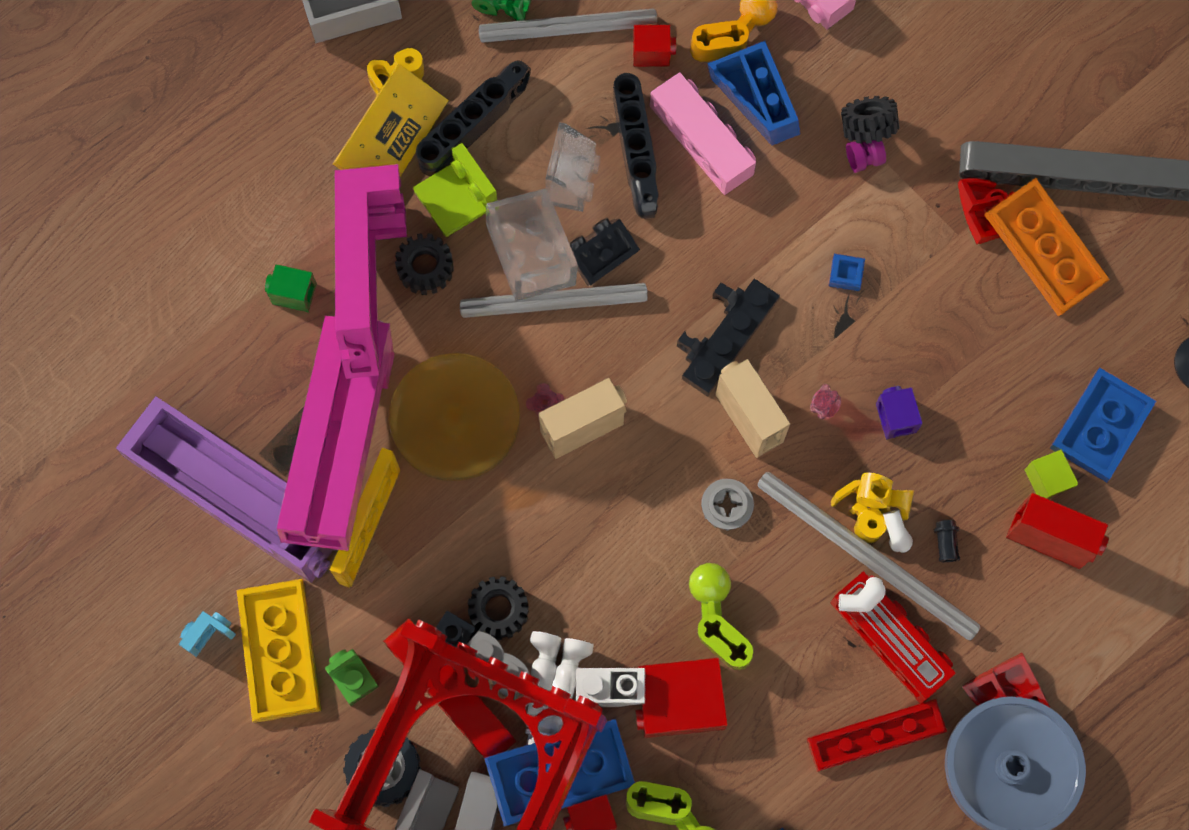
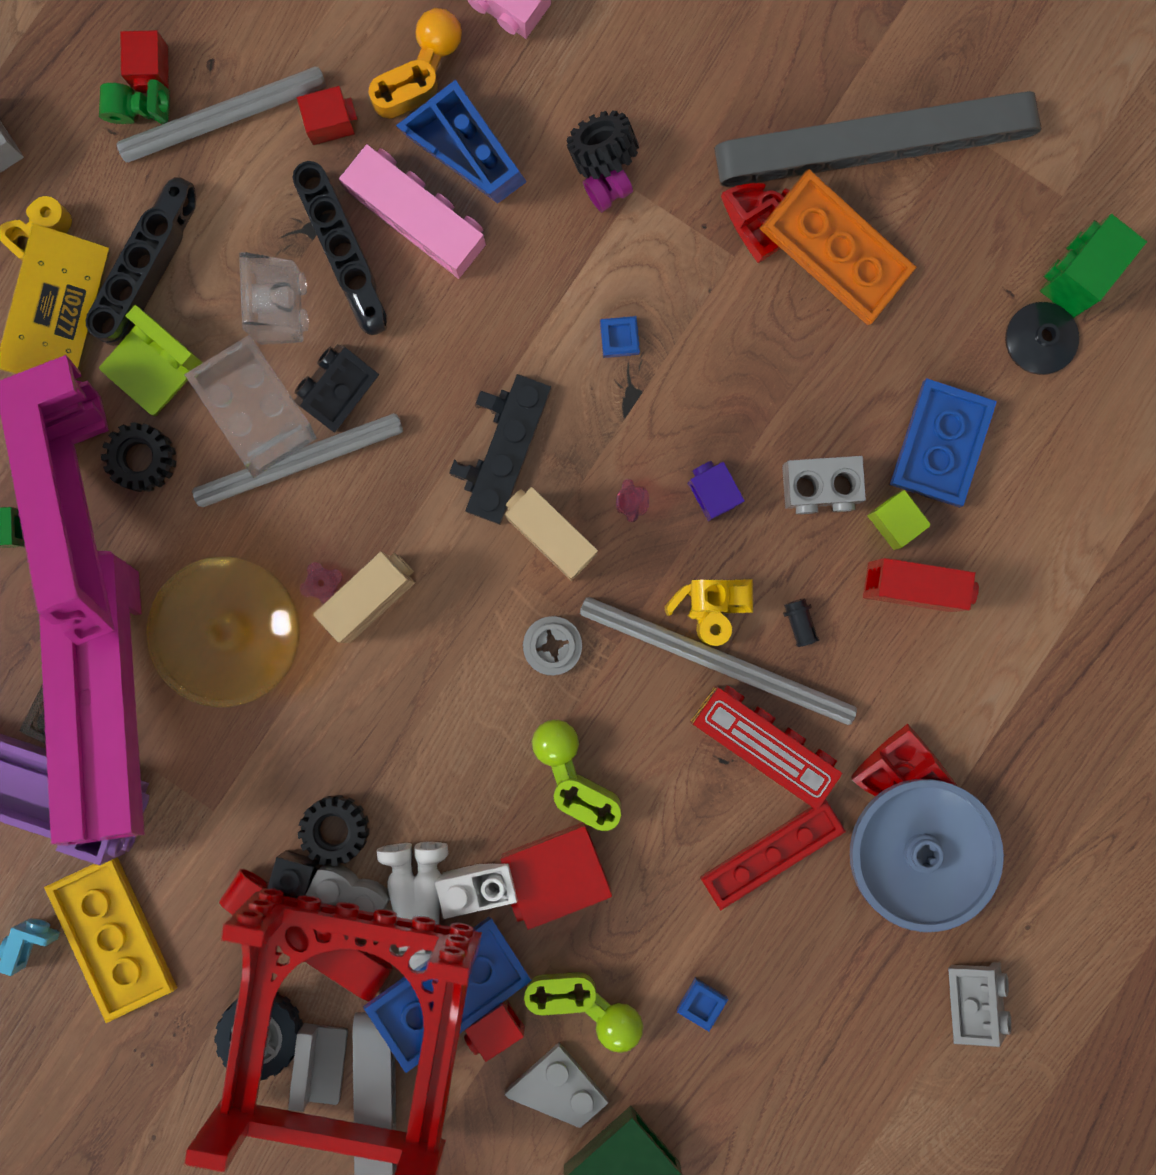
camera: 20 degrees left, 15 degrees up
(350, 676) = (197, 945): bright green bracket -> none
(368, 514) = (159, 775): yellow tile -> none
(866, 599) = (729, 721): white arm -> none
(900, 538) = (748, 635): white arm -> none
(993, 421) = (822, 475): none -> light grey brick

